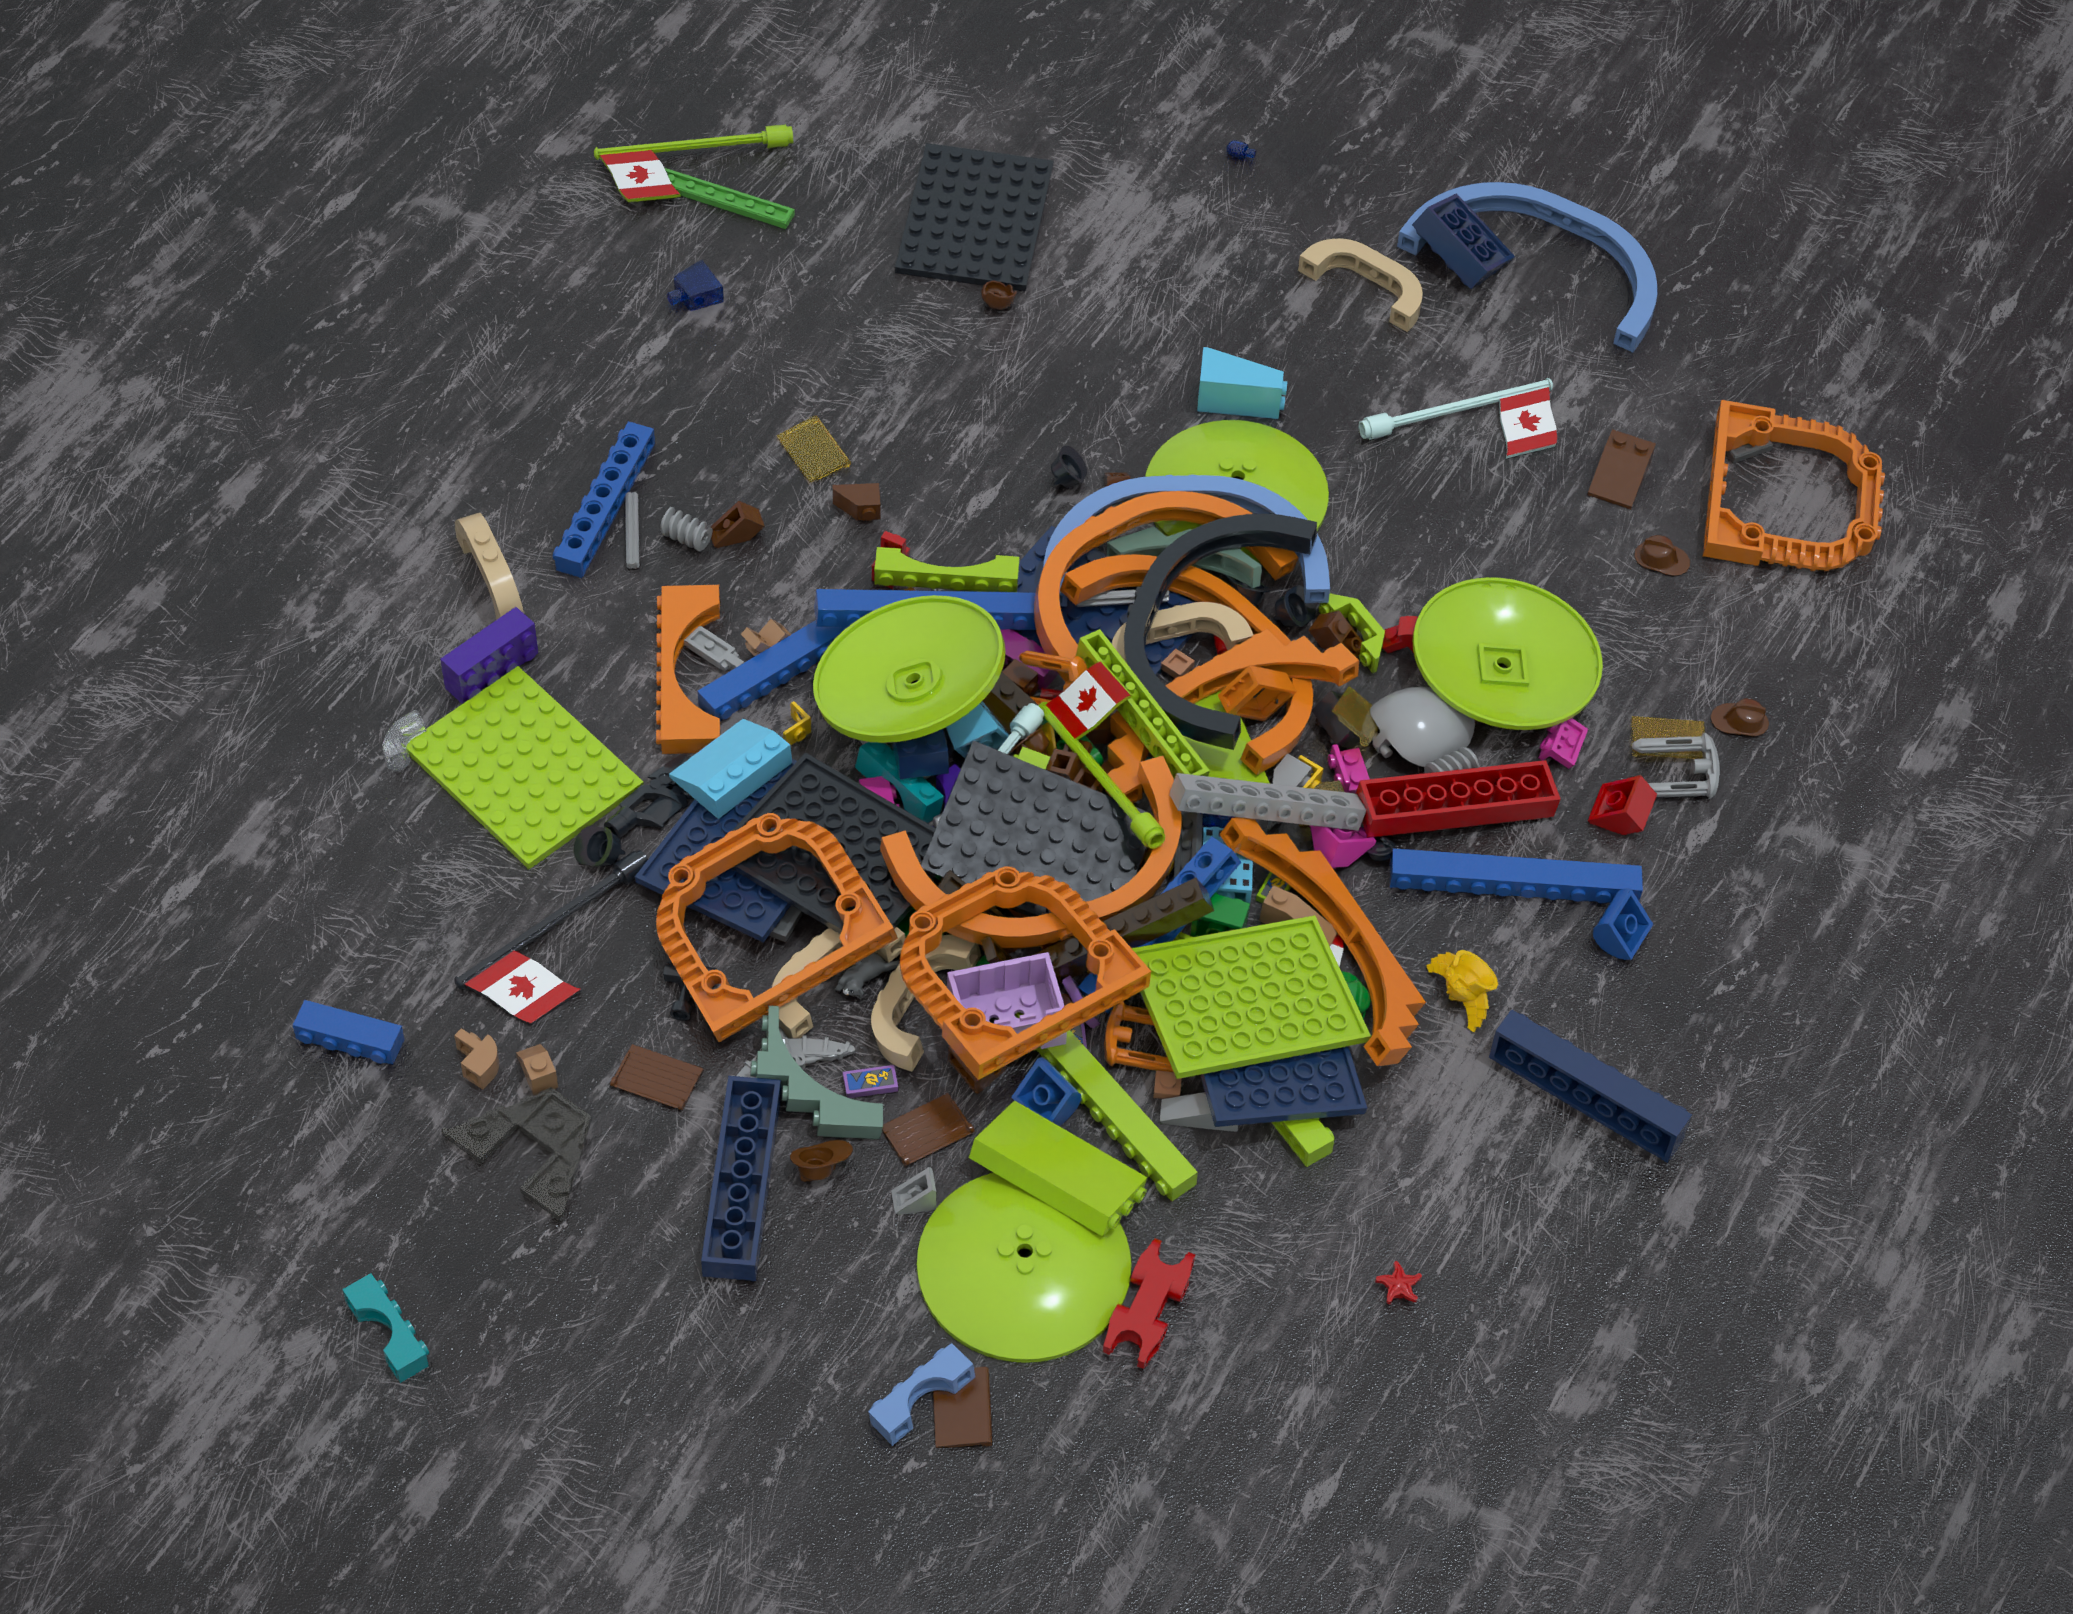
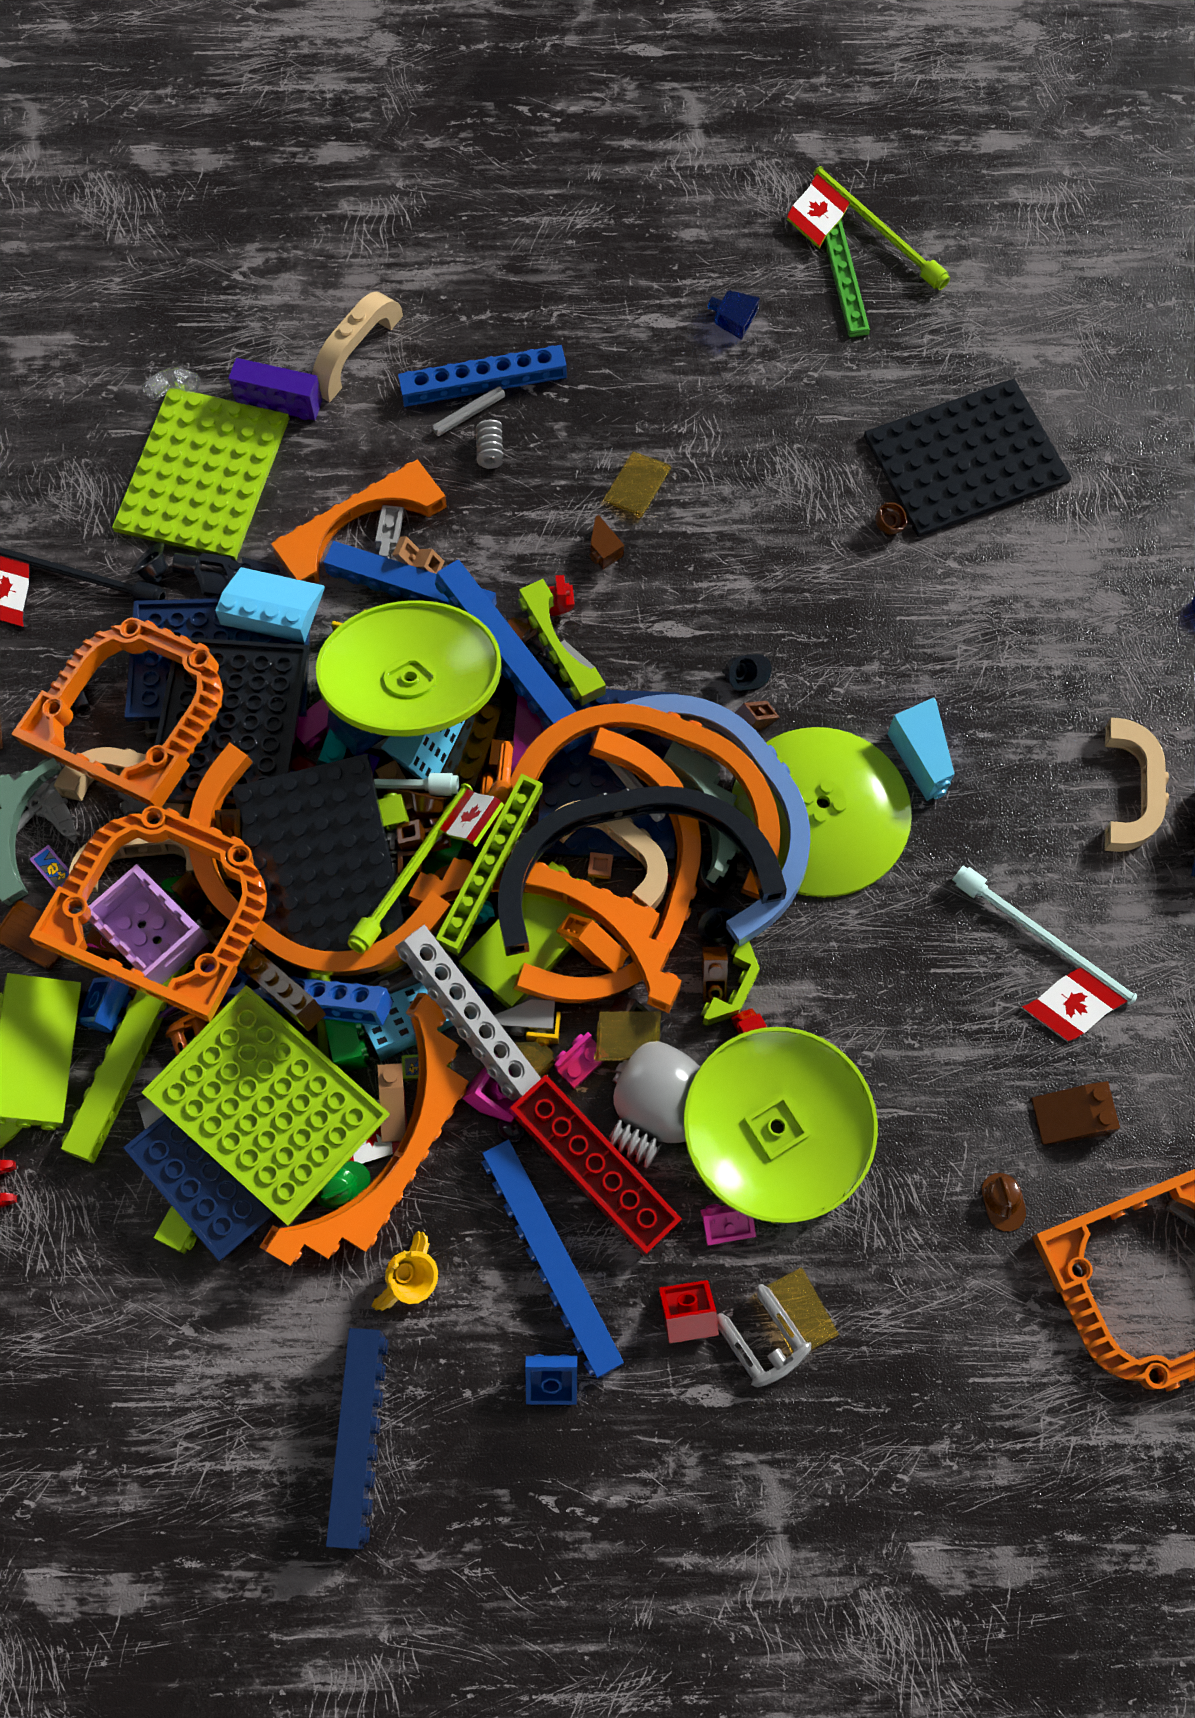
camera: 60 degrees right, 15 degrees up
(737, 525) = (519, 476): reddish brown slope -> none
(1399, 1284) = (76, 1379): red animal -> none
(1740, 718) = (863, 1366): reddish brown piece -> none

